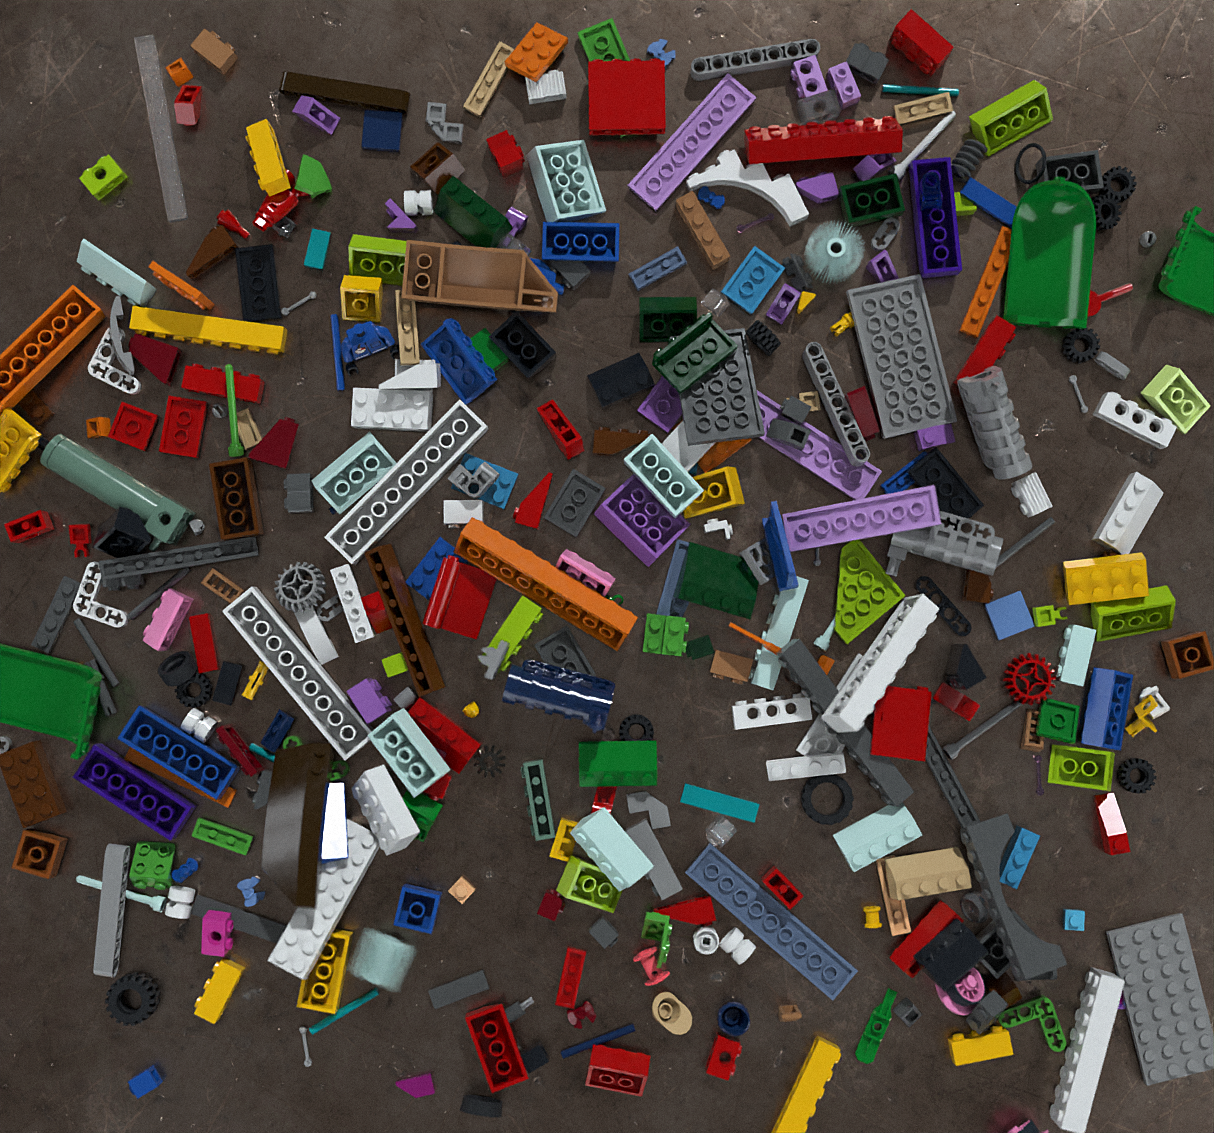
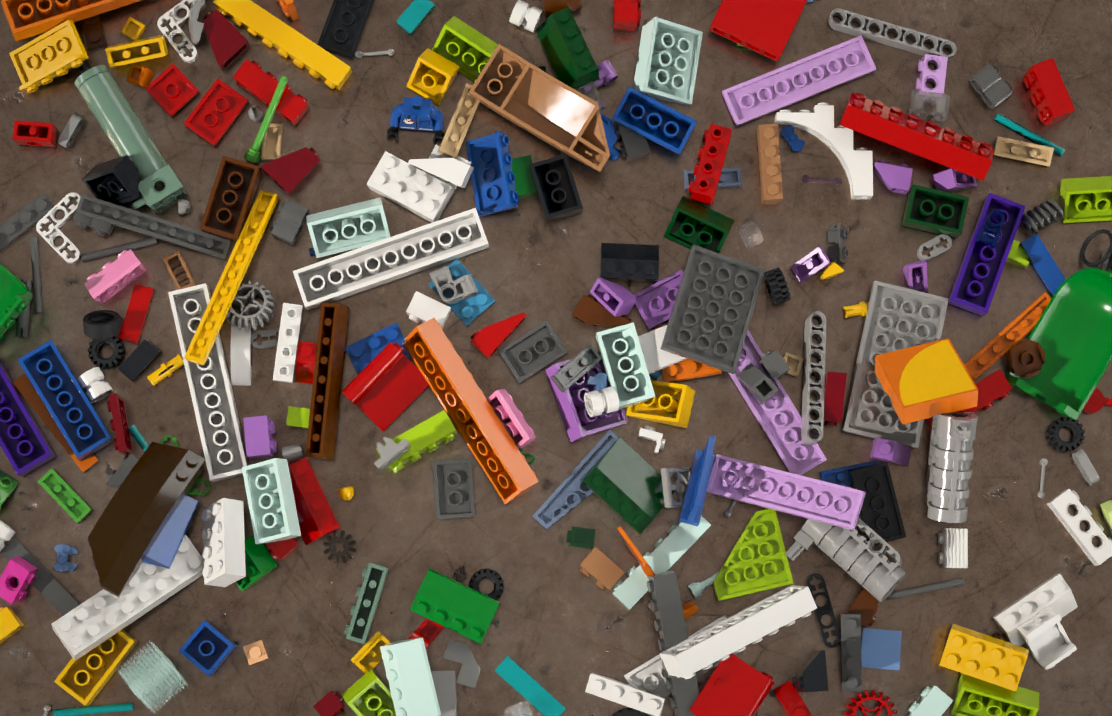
camera: 20 degrees right, 5 degrees down
(60, 507) = (71, 130): none -> light grey beam
(70, 388) = (133, 29): none -> yellow tile
(80, 535) = (76, 165): red plate -> none
(82, 406) = (136, 51): none -> yellow brick
(185, 870) = (15, 510): blue piece -> none
(272, 570) = (231, 277): none -> yellow plate
(277, 731) = (162, 424): dark blue plate -> none
(337, 352) = (387, 113): blue bar -> none
(402, 223) = (503, 26): medium lavender slope -> none
(560, 692) = (434, 514): dark blue piece -> none
(561, 429) = (554, 280): red slope -> none
(620, 499) = (576, 368): none -> dark grey tile
(622, 419) = (613, 297): none -> medium lavender slope
(651, 256) = (711, 163): none -> red brick
(654, 508) = (598, 380): none -> medium blue piece
(658, 518) = (602, 401): none -> white wheel
(665, 634) = (555, 510): bright green plate -> none
(693, 353) = (706, 268): dark green bracket -> none
(753, 280) = (793, 230): dark azure plate -> none
(801, 713) = (587, 624): white brick -> none
(825, 248) = (881, 233): light aqua piece -> none
(845, 87) = (960, 96): lavender brick -> none
(899, 169) = (975, 196): white piece -> none
(939, 358) = (926, 380): none -> tile
(985, 631) = (851, 652): none -> dark grey plate
(1014, 294) = (1026, 358): none -> reddish brown tile
(1046, 615) = (915, 665): lime plate -> none
(1151, 535) = (1046, 638): none -> white panel

